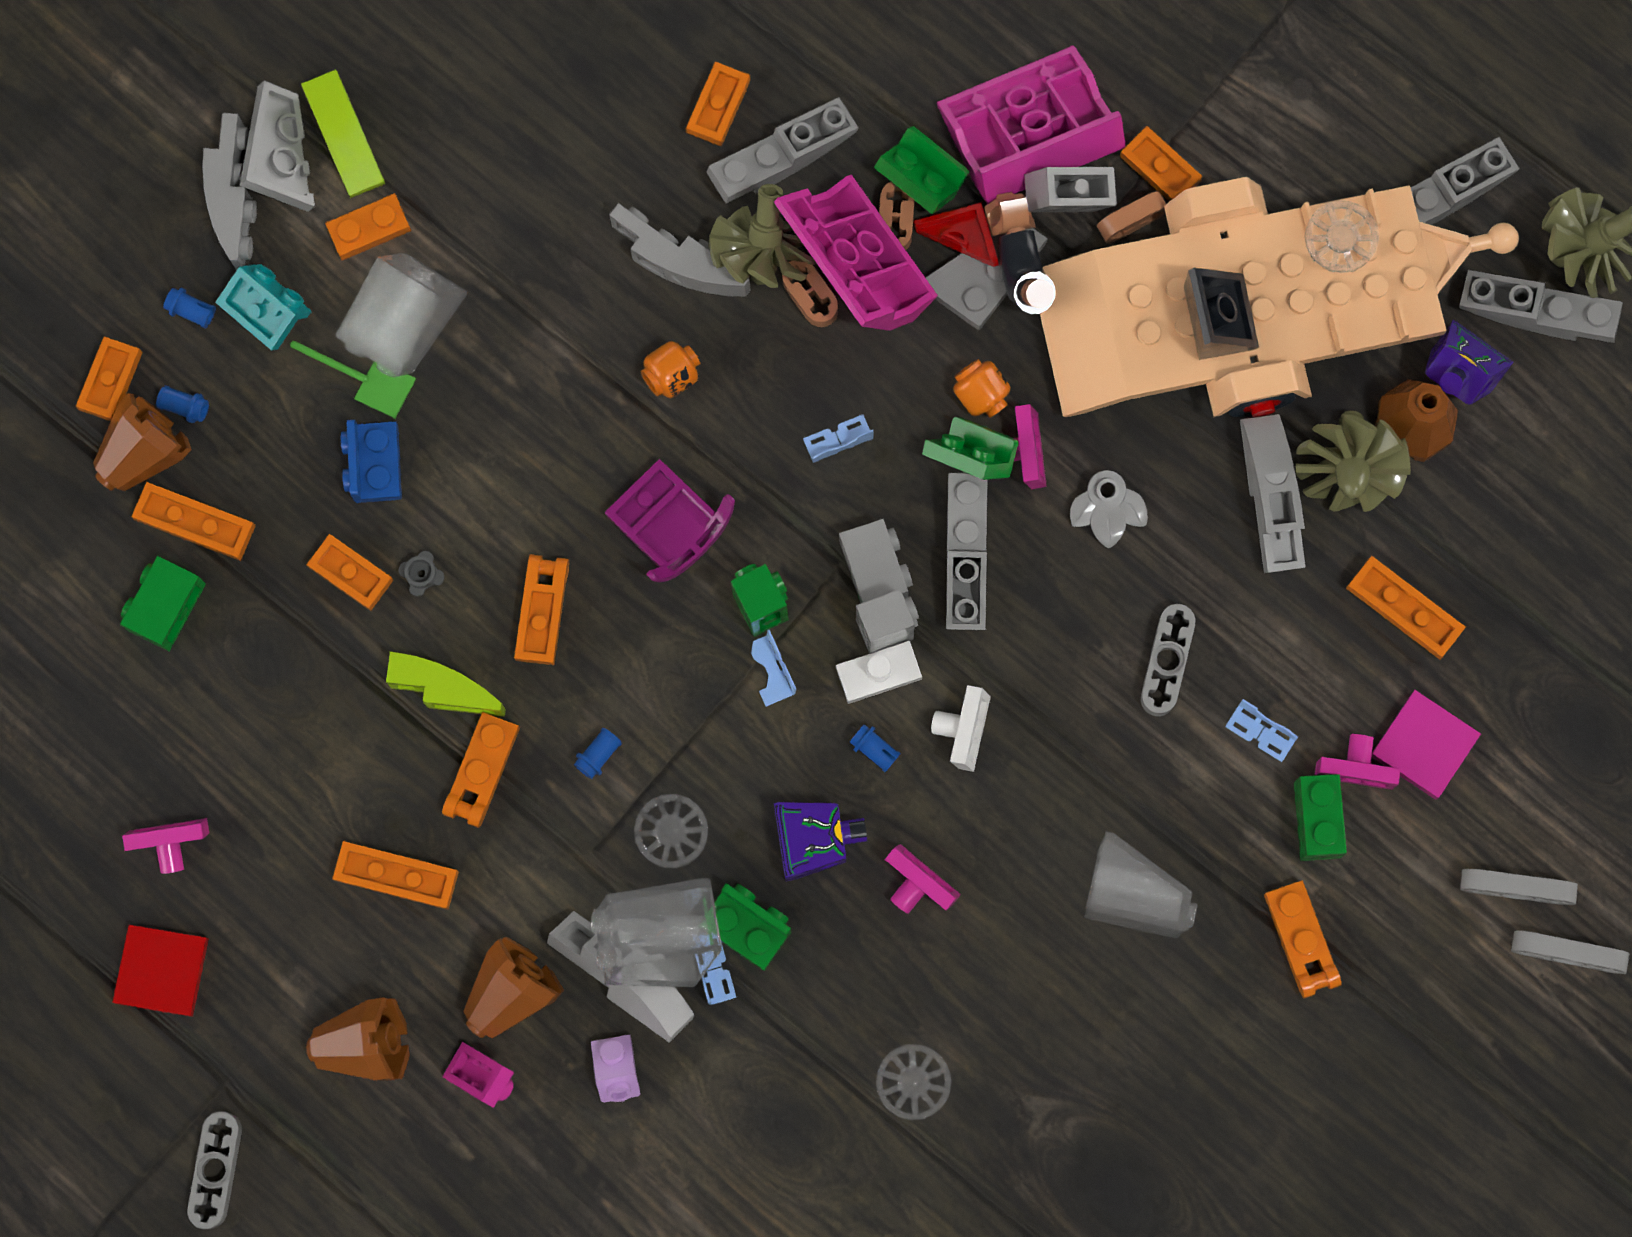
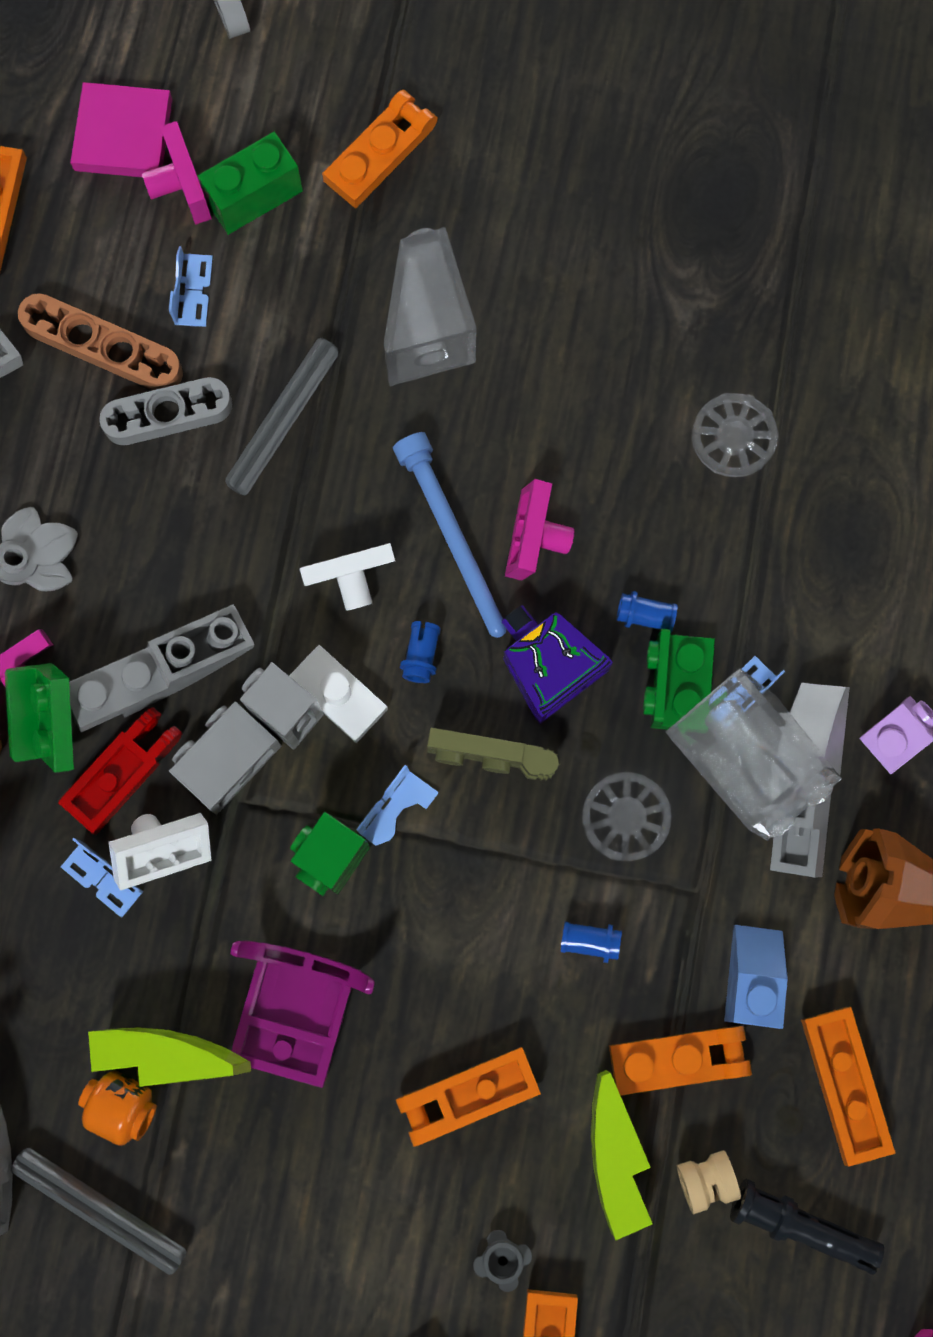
camera: 125 degrees left, 0 degrees up
(335, 778) = (786, 1220): none -> black pin
(389, 739) = (708, 1182): none -> tan wheel
(505, 854) = (757, 978): none -> medium blue slope
(610, 324) = (98, 1211): none -> dark grey axle
(687, 417) = (162, 1055): none -> lime slope
(768, 759) = (494, 753): none -> olive hinge
(812, 931) = (646, 612): none -> blue pin
(832, 485) = (159, 849): none -> white tile
(905, 485) = (117, 773): none -> red hinge
(1028, 826) = (415, 454): none -> medium blue piece
(1117, 744) = (281, 416): none -> dark grey axle
(1248, 635) = (98, 346): none -> nougat beam

